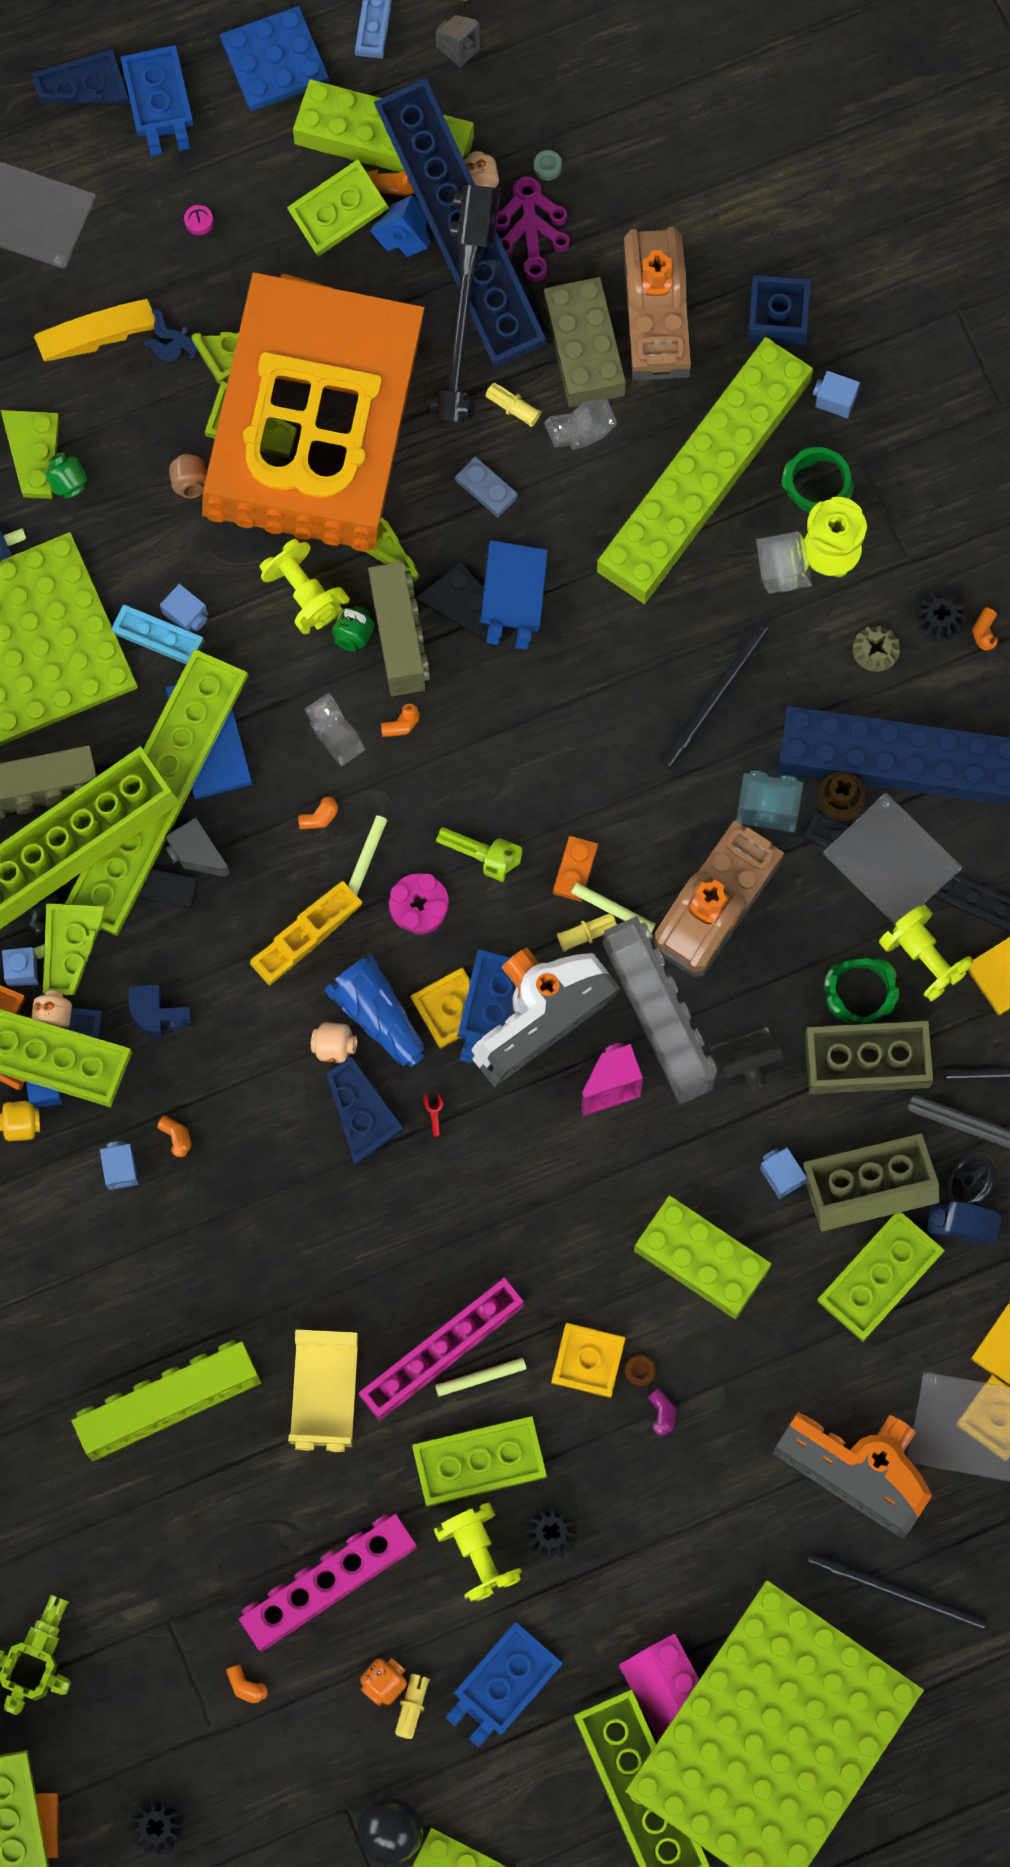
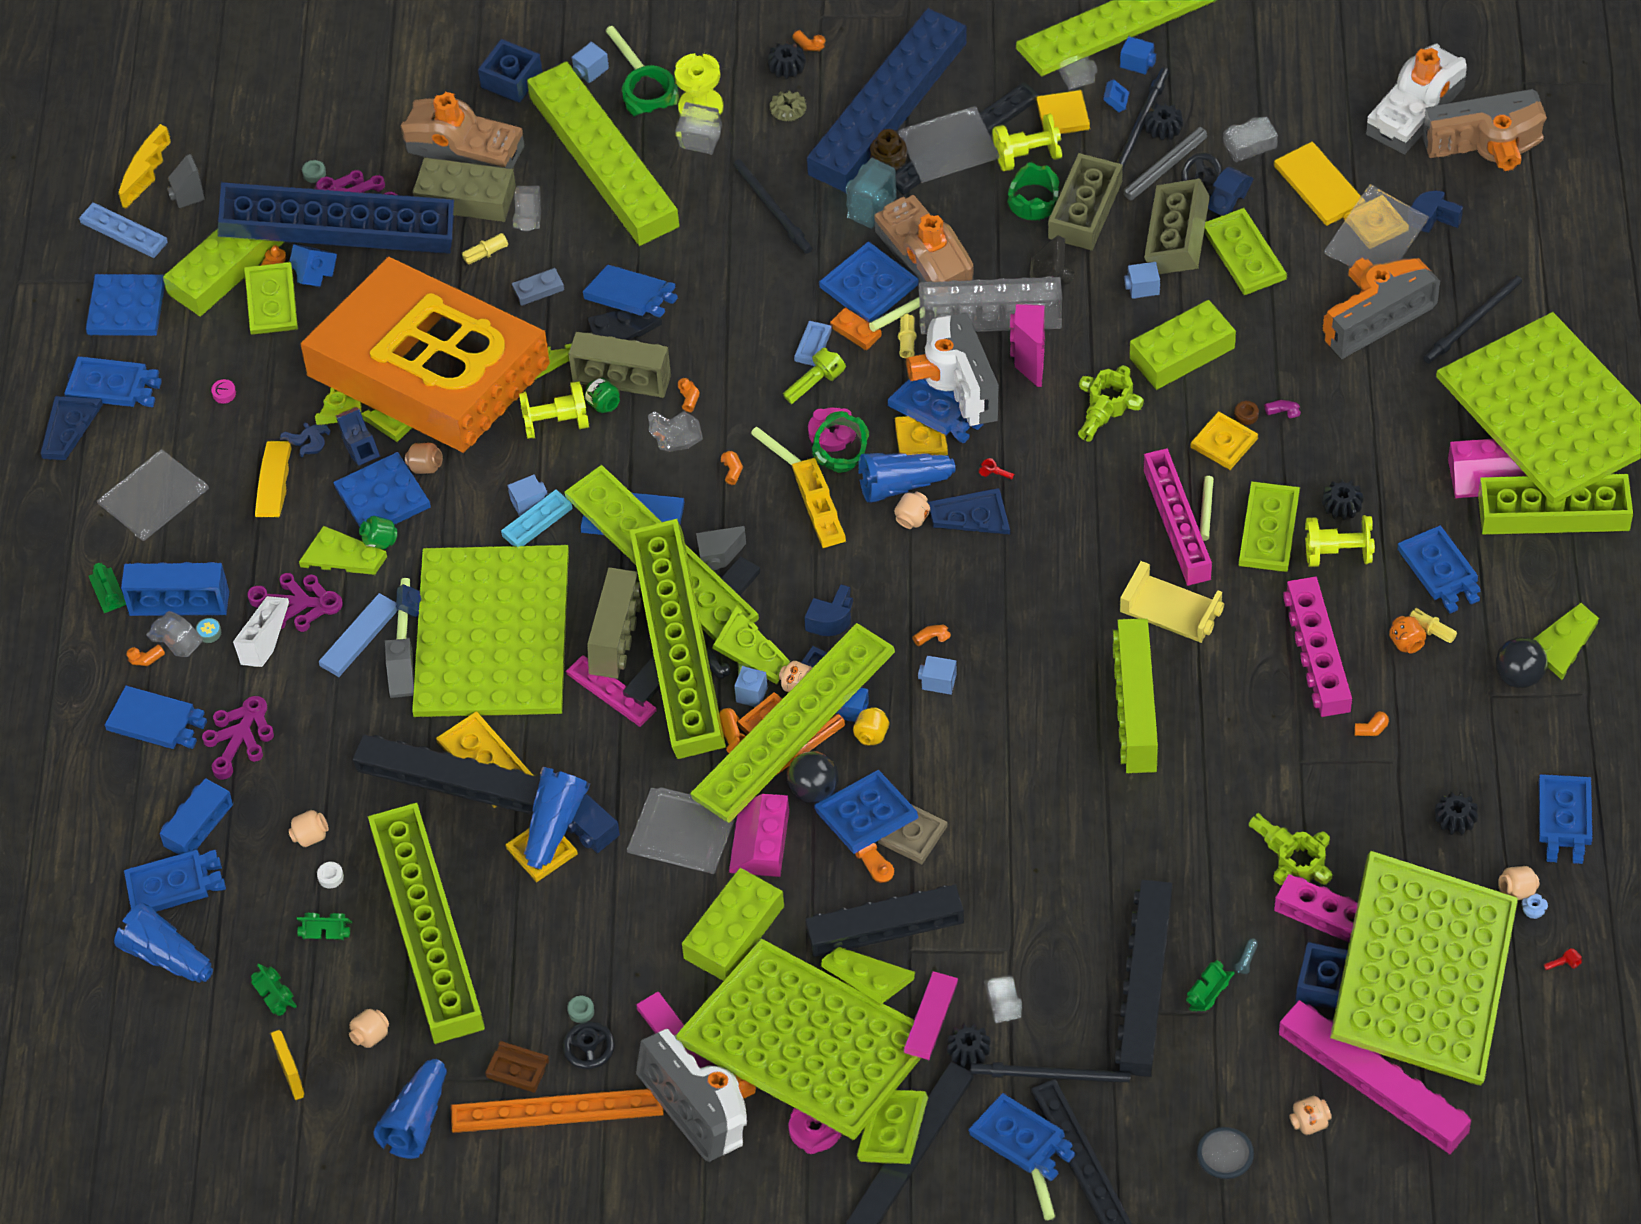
camera: 65 degrees left, 20 degrees down
(129, 454) = (383, 491): none -> blue plate
(183, 395) = (356, 436): none -> dark blue brick
(415, 932) = (840, 418): none -> green piece
(473, 232) = (354, 199): black bar -> none
(535, 829) = (813, 340): none -> medium blue tile
(568, 1200) = (1101, 406): none -> lime piece
(645, 855) = (869, 282): none -> blue plate
(879, 426) = (625, 49): none -> yellowish green bar

